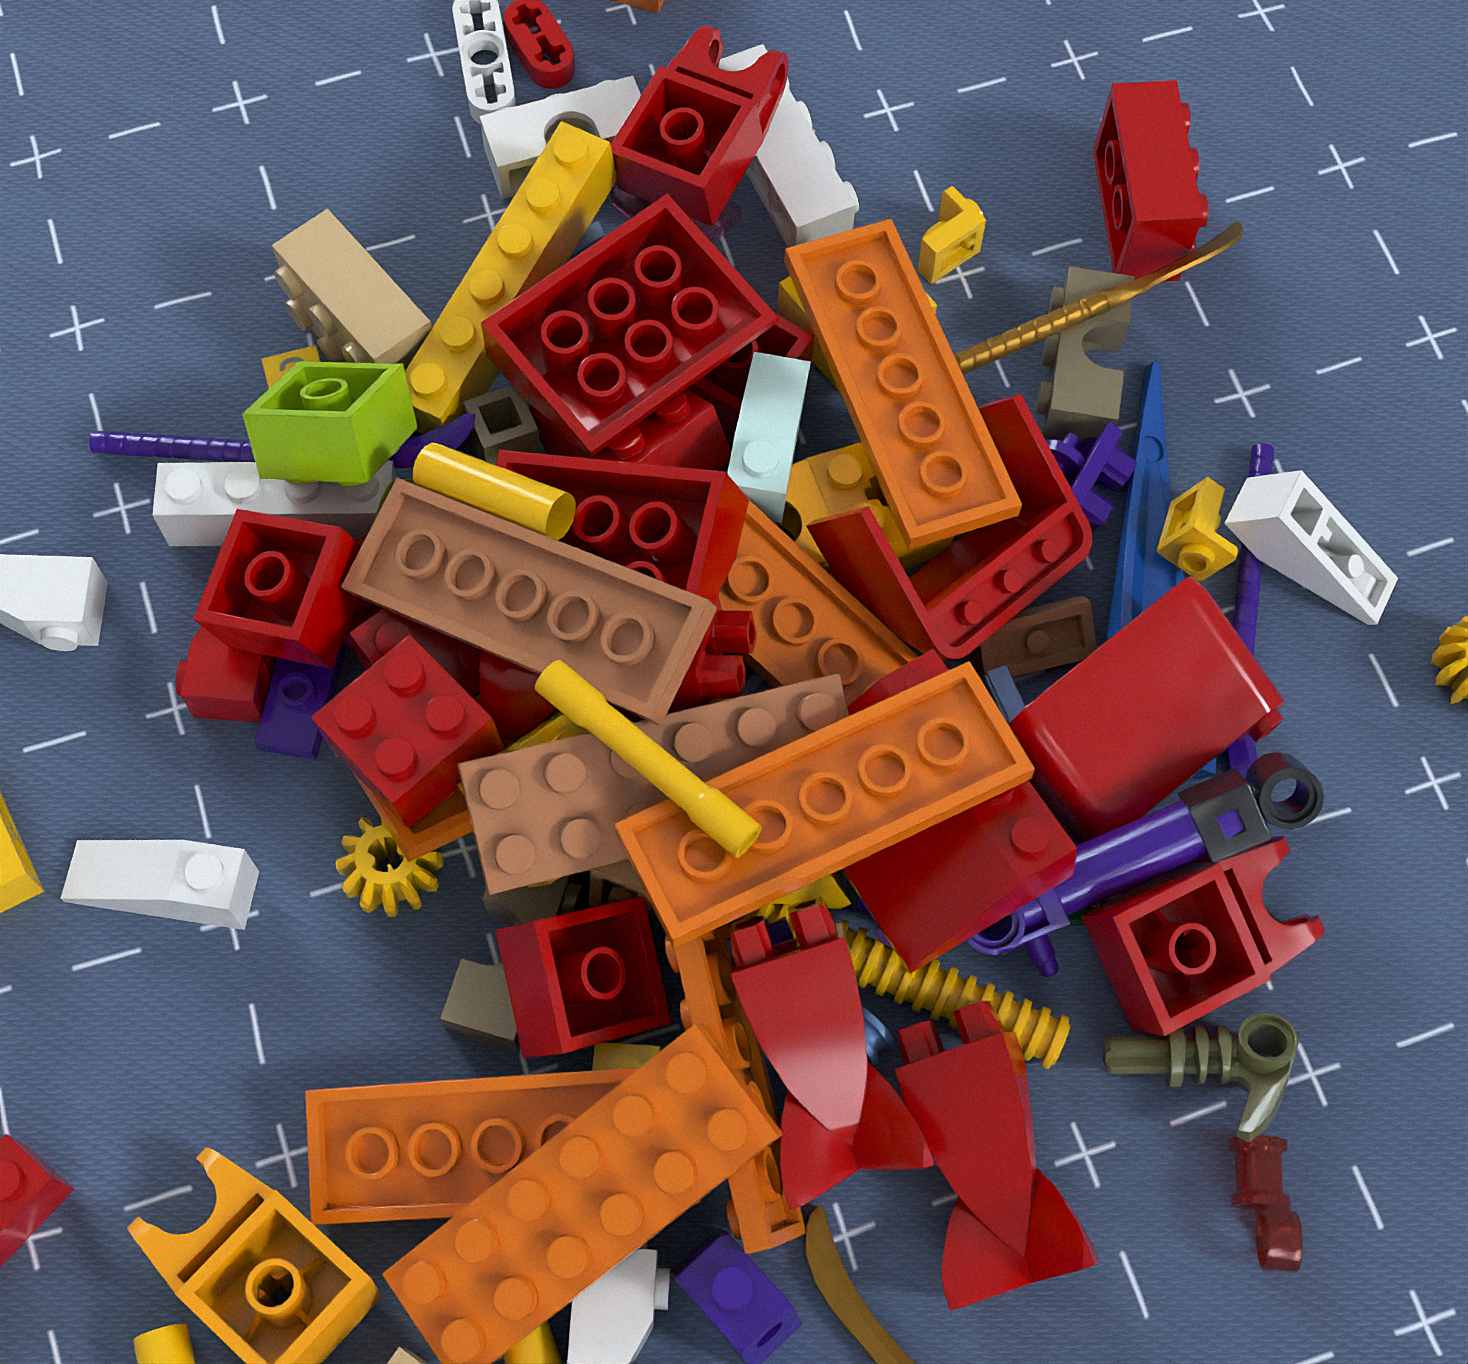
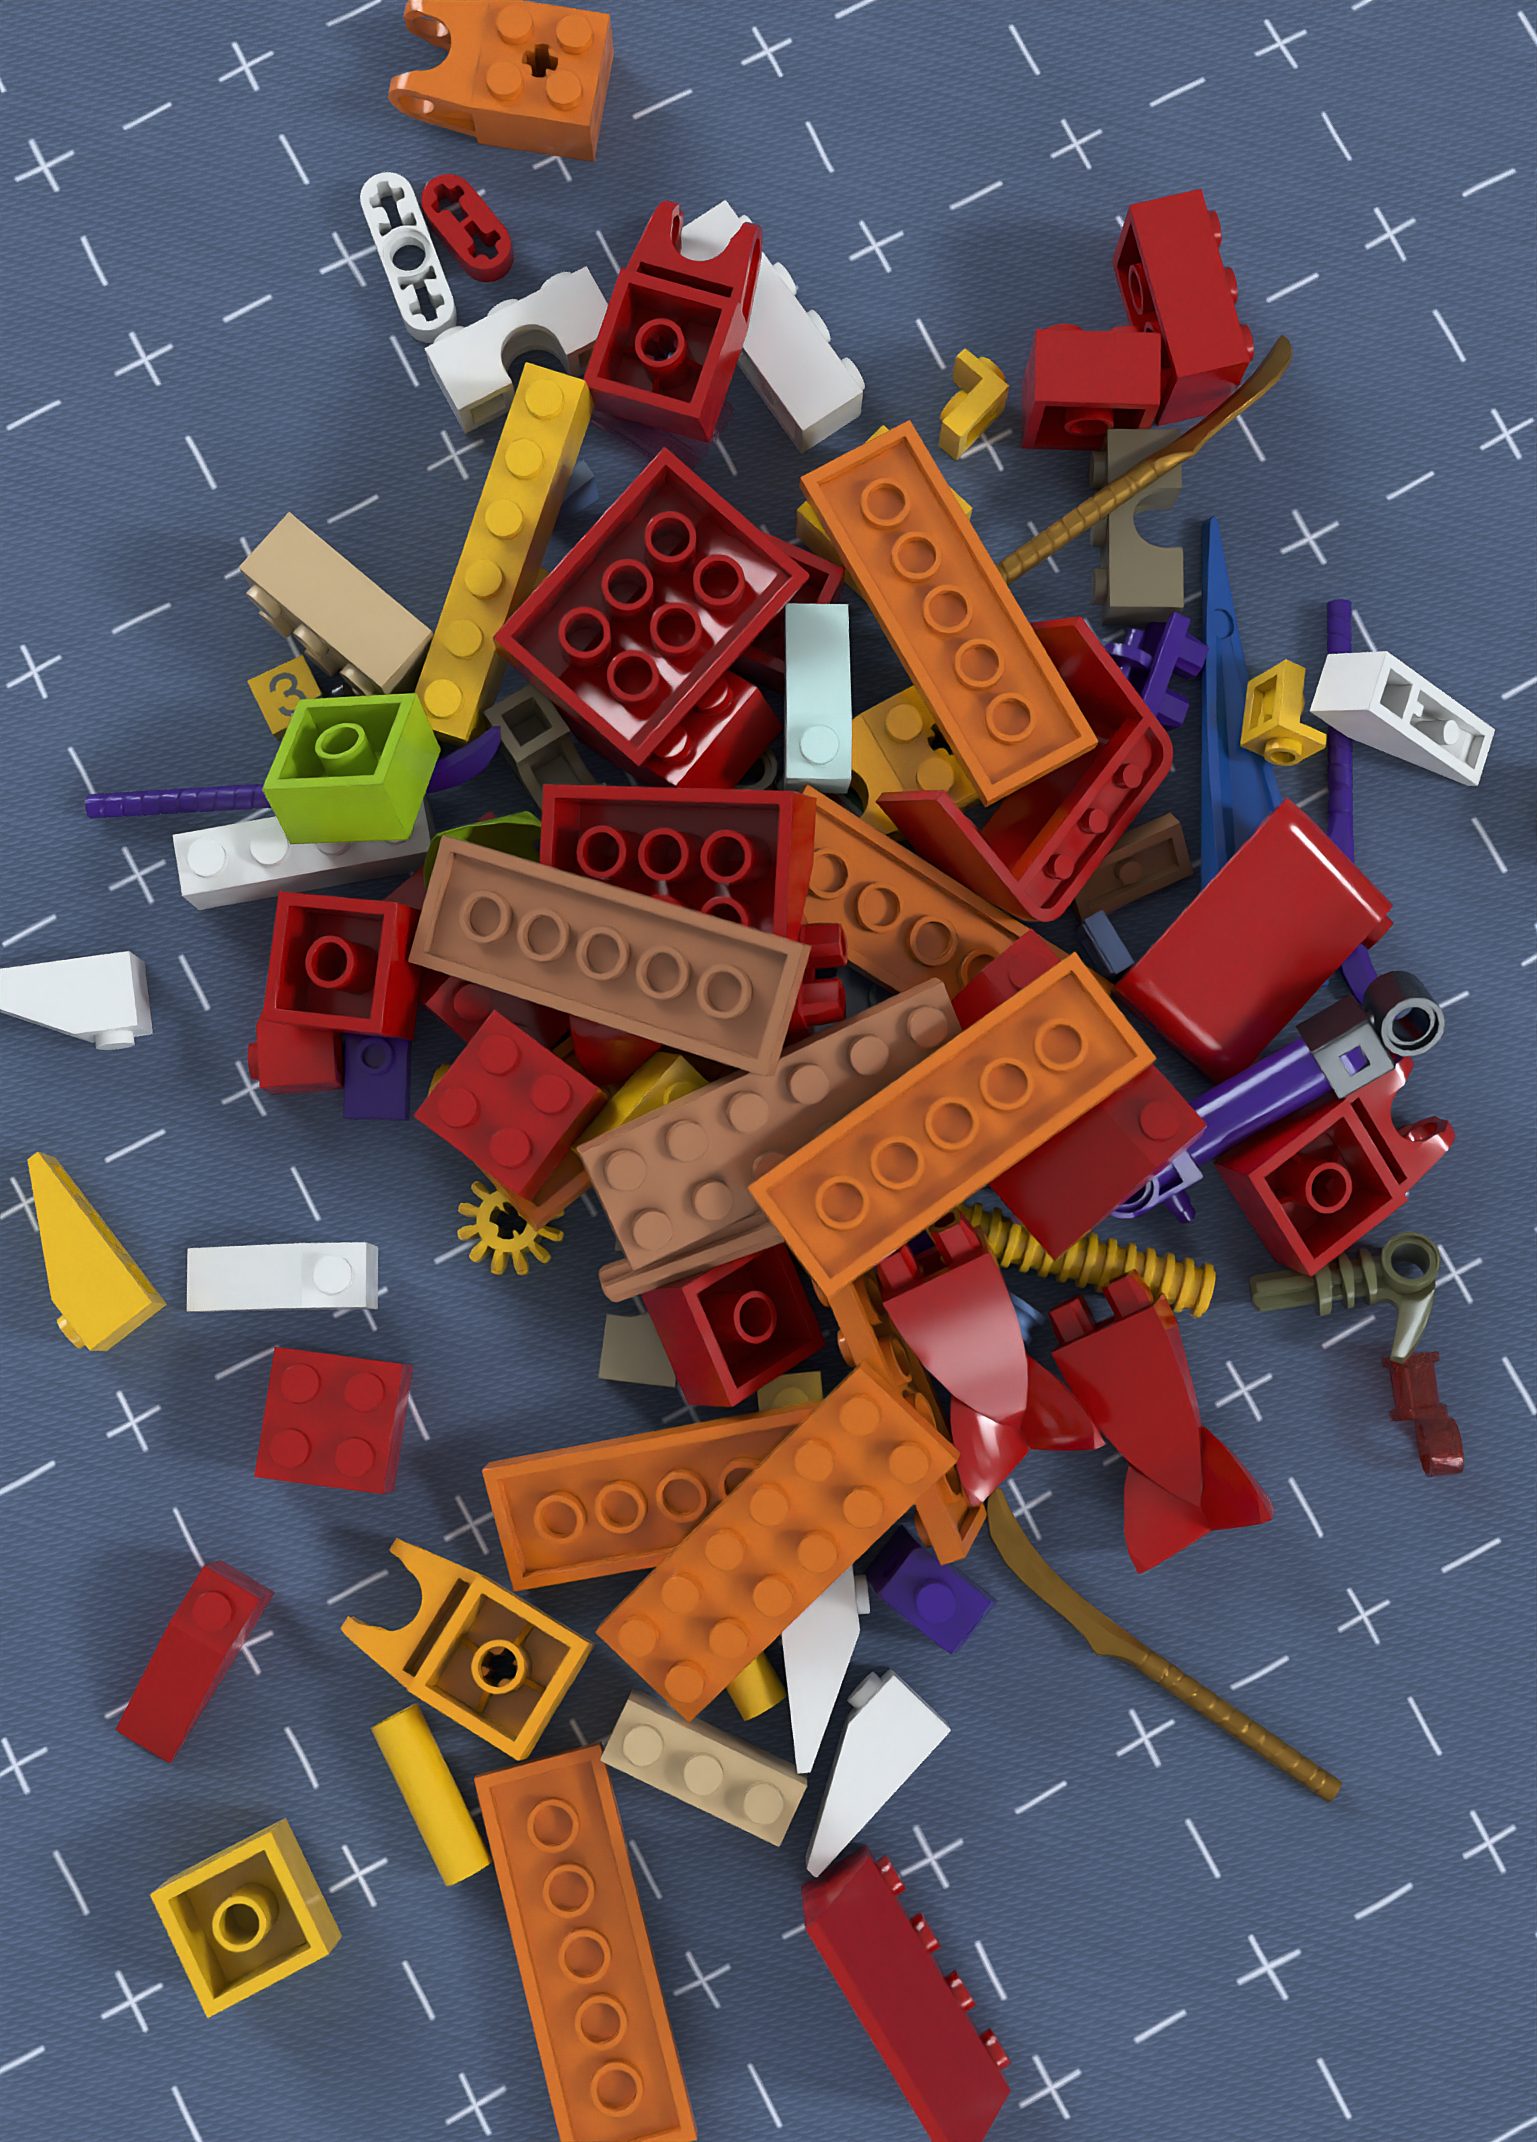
camera: 10 degrees left, 15 degrees up
(173, 1020) = (333, 1420): none -> red brick
(494, 490) = (549, 839): yellow piece -> none
(549, 898) = (720, 1247): none -> nougat axle
(703, 804) = (703, 1077): yellow piece -> none
(1053, 225) = (1088, 384): none -> red brick

